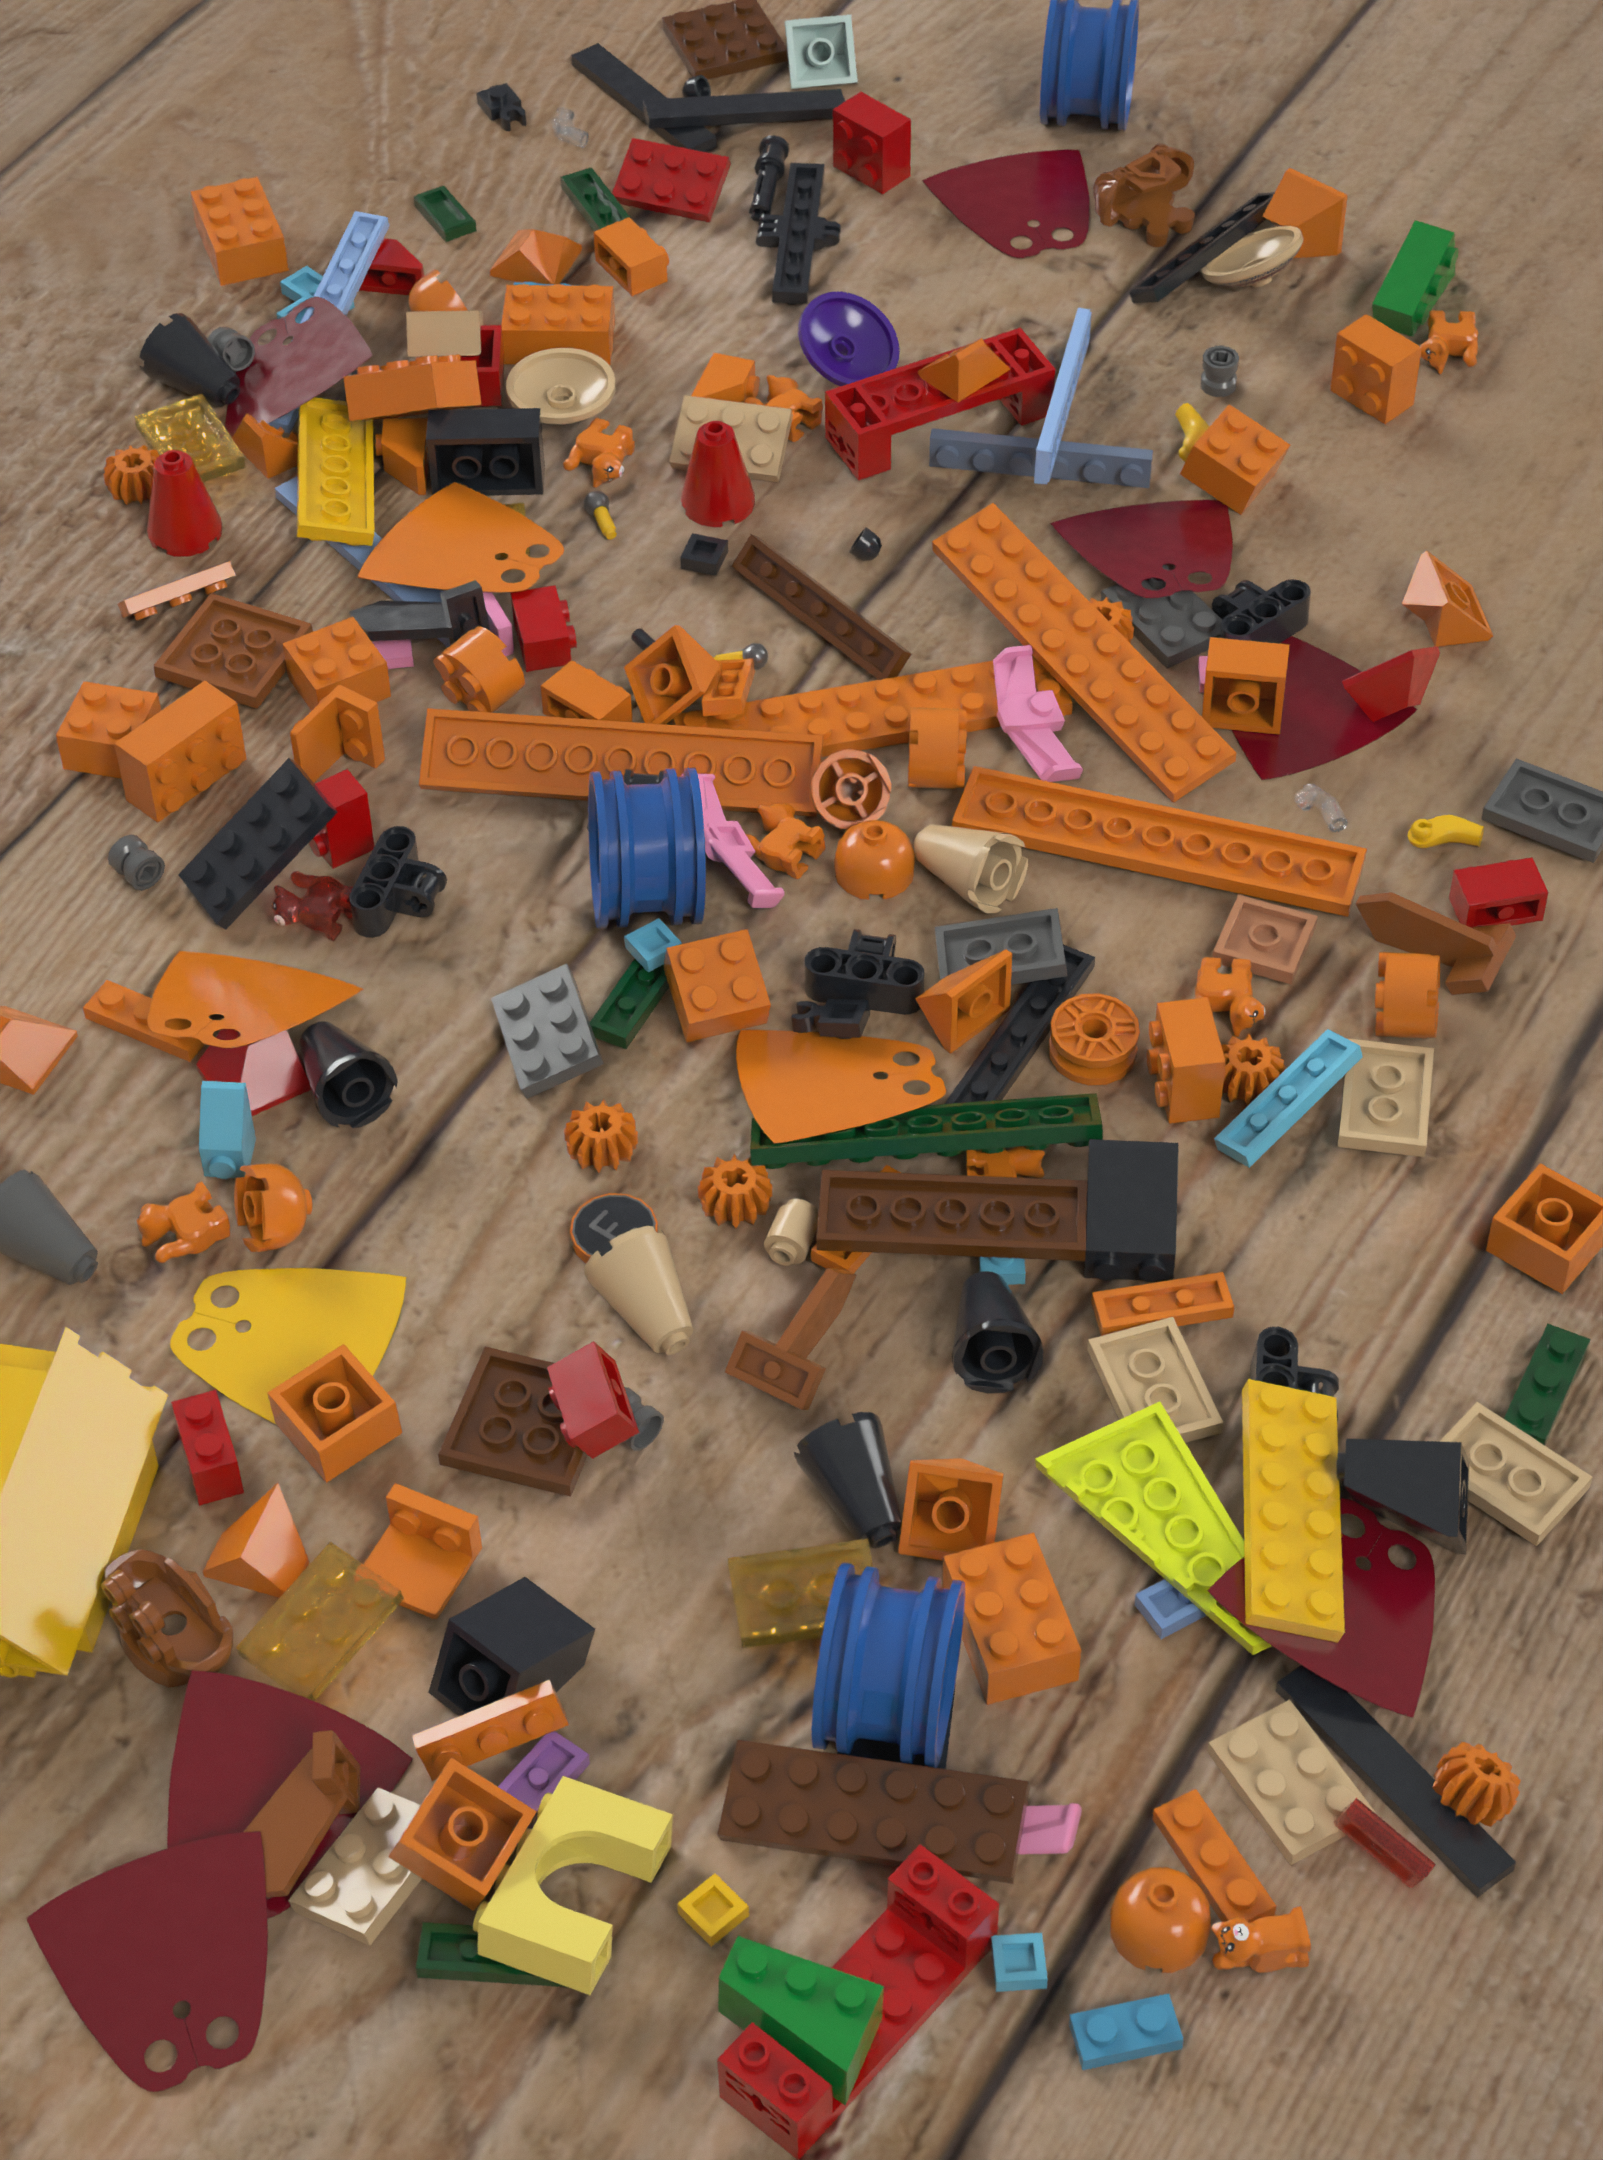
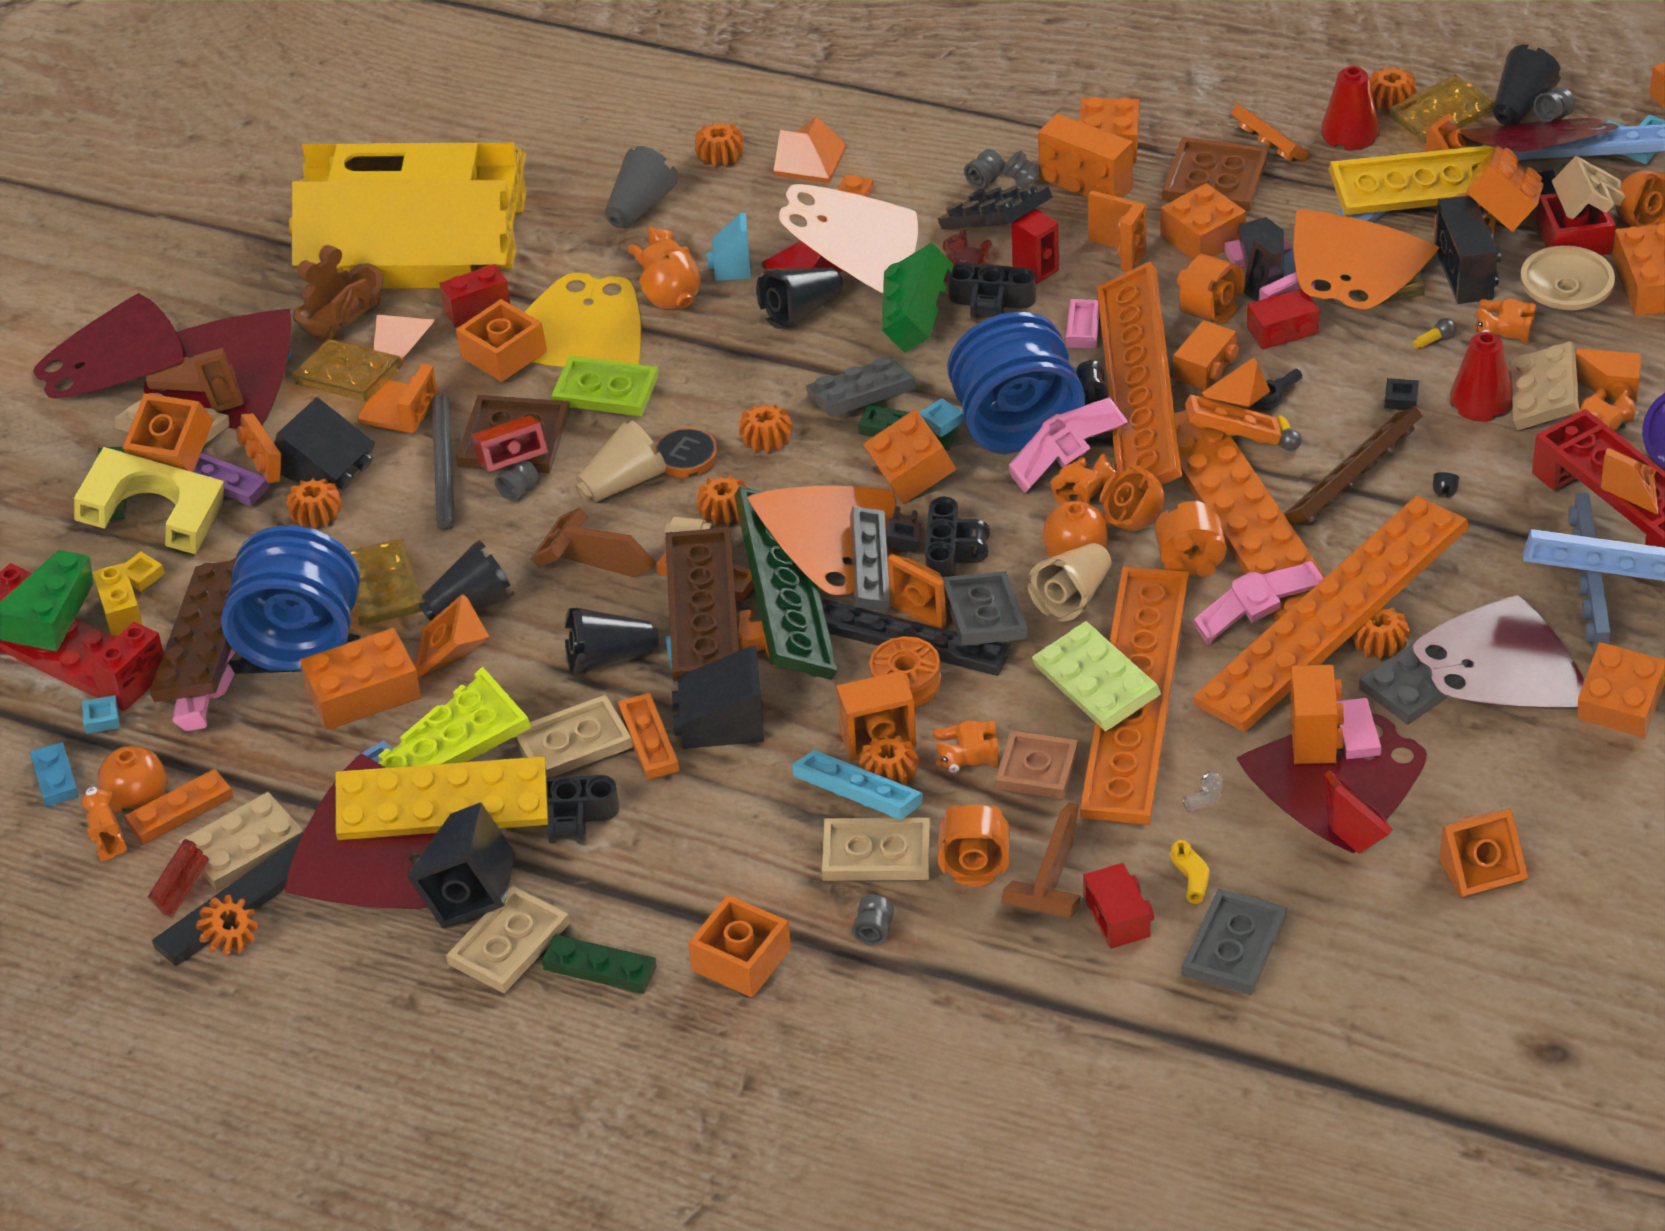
camera: 85 degrees right, 5 degrees down
(149, 823) = (1020, 169): none -> dark grey wheel
(397, 951) = (911, 296): none -> green wedge
(454, 1308) = (606, 385): none -> lime plate
(476, 811) = (1082, 324): none -> bright pink tile
(577, 1512) = (443, 462): none -> dark grey axle
(619, 1671) = (314, 503): none -> orange gear
(795, 1923) = (116, 598): none -> yellow brick
(891, 1047) = (869, 558): none -> dark grey plate
(1140, 862) = (1096, 676): none -> yellowish green plate
(1263, 615) = (1422, 730): black piece -> none
(1504, 1108) = (873, 919): none -> dark grey wheel

